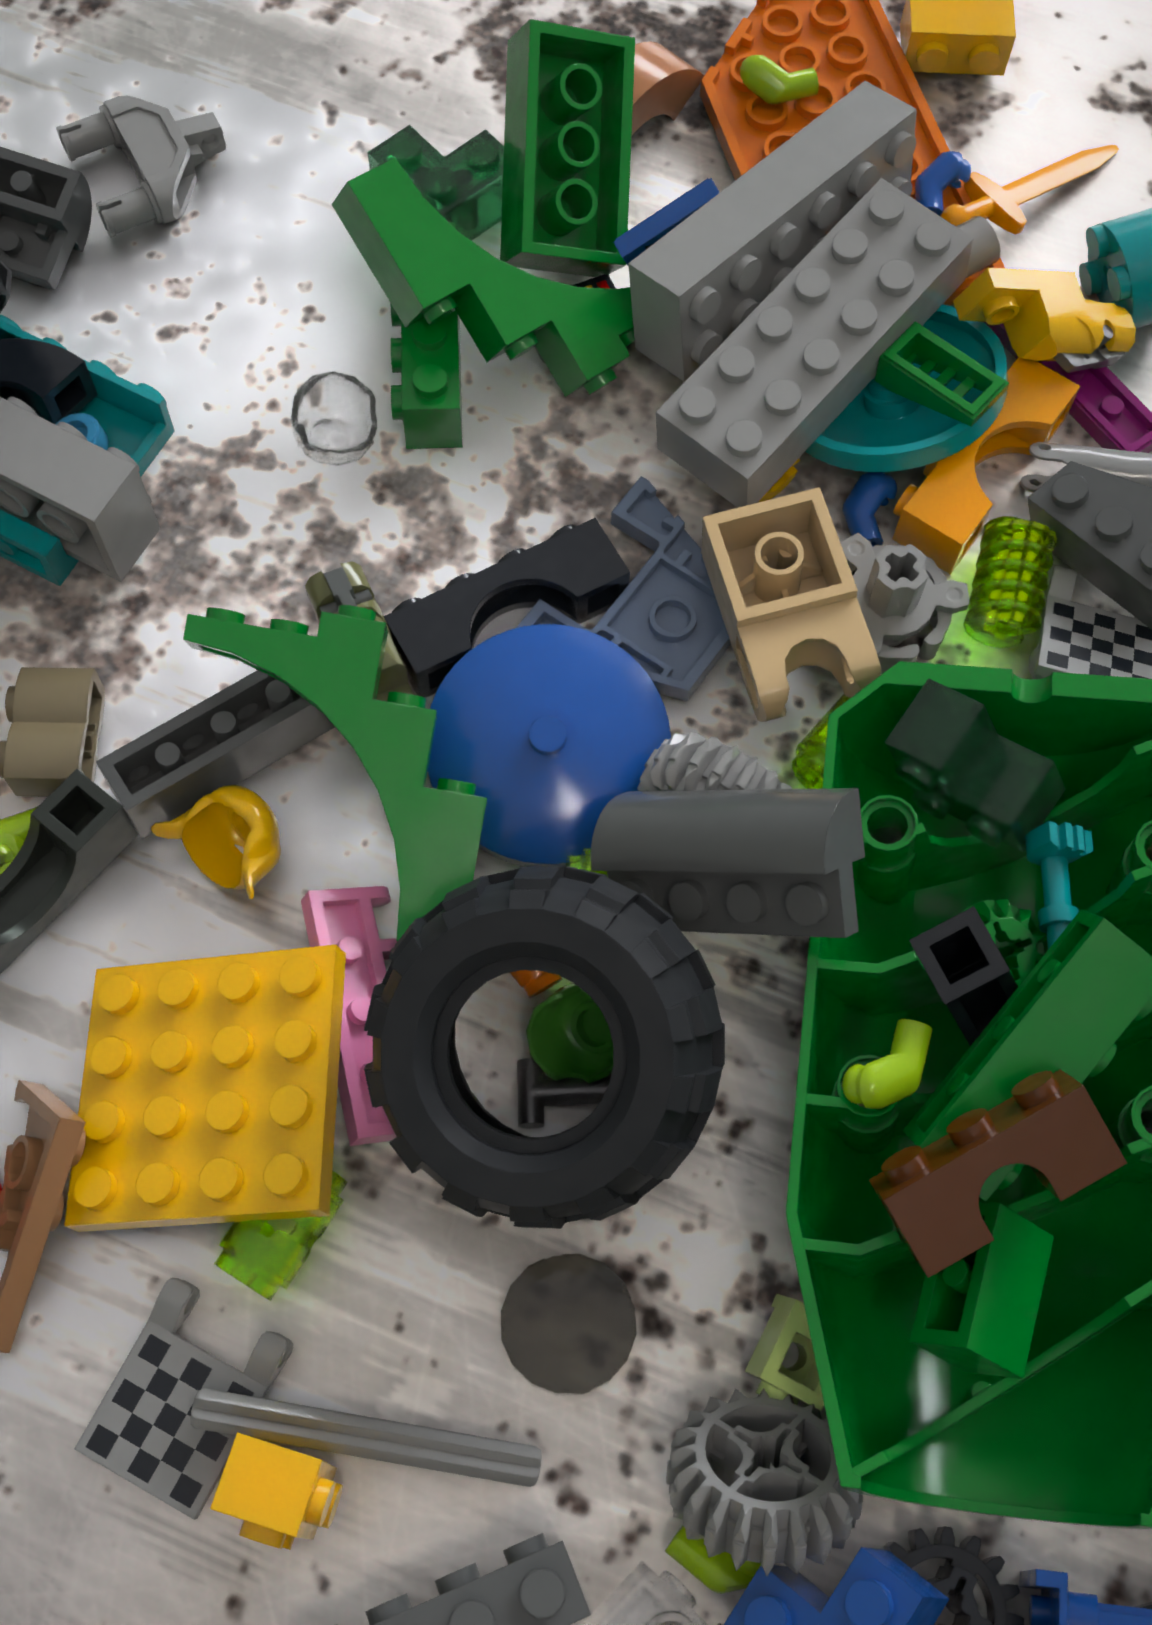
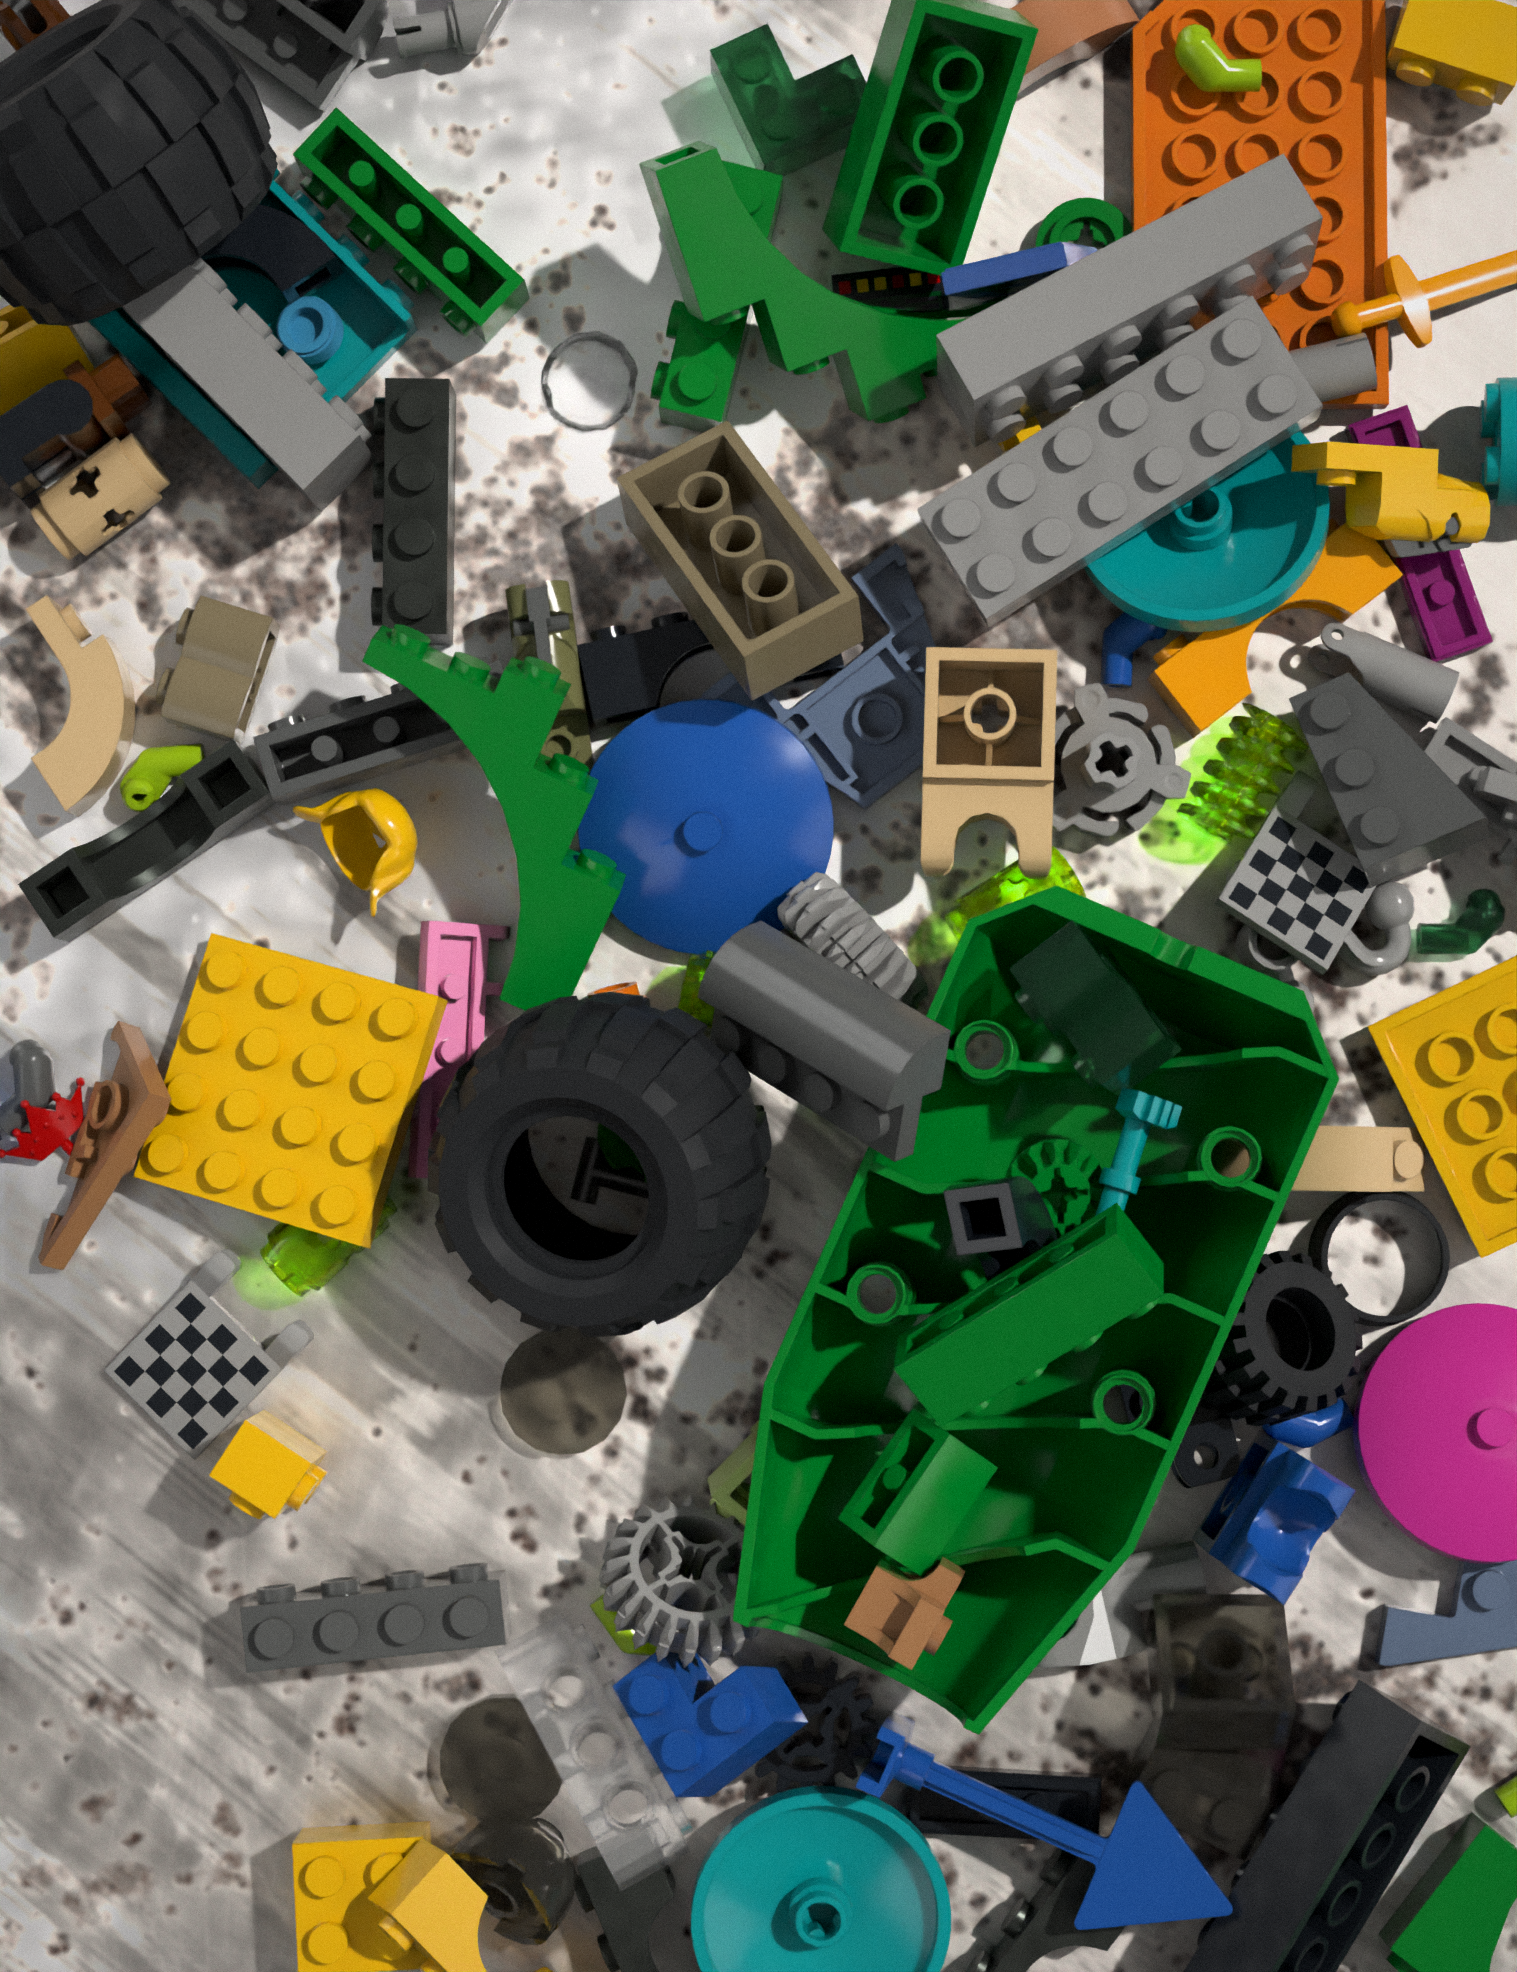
camera: 20 degrees right, 20 degrees up
(149, 338) = (411, 226): none -> green brick
(202, 536) = (418, 507): none -> pearl dark grey brick
(366, 1437) = (358, 1438): light grey axle -> none
(514, 501) = (741, 560): none -> dark tan brick
(894, 1075) = (896, 1297): lime arm -> none
(935, 354) = (1235, 488): green slope -> none
(937, 1188) = (997, 1392): reddish brown arch -> none
(942, 172) = (1352, 253): blue arm -> none
(1018, 1423) = (906, 1610): none -> medium nougat brick

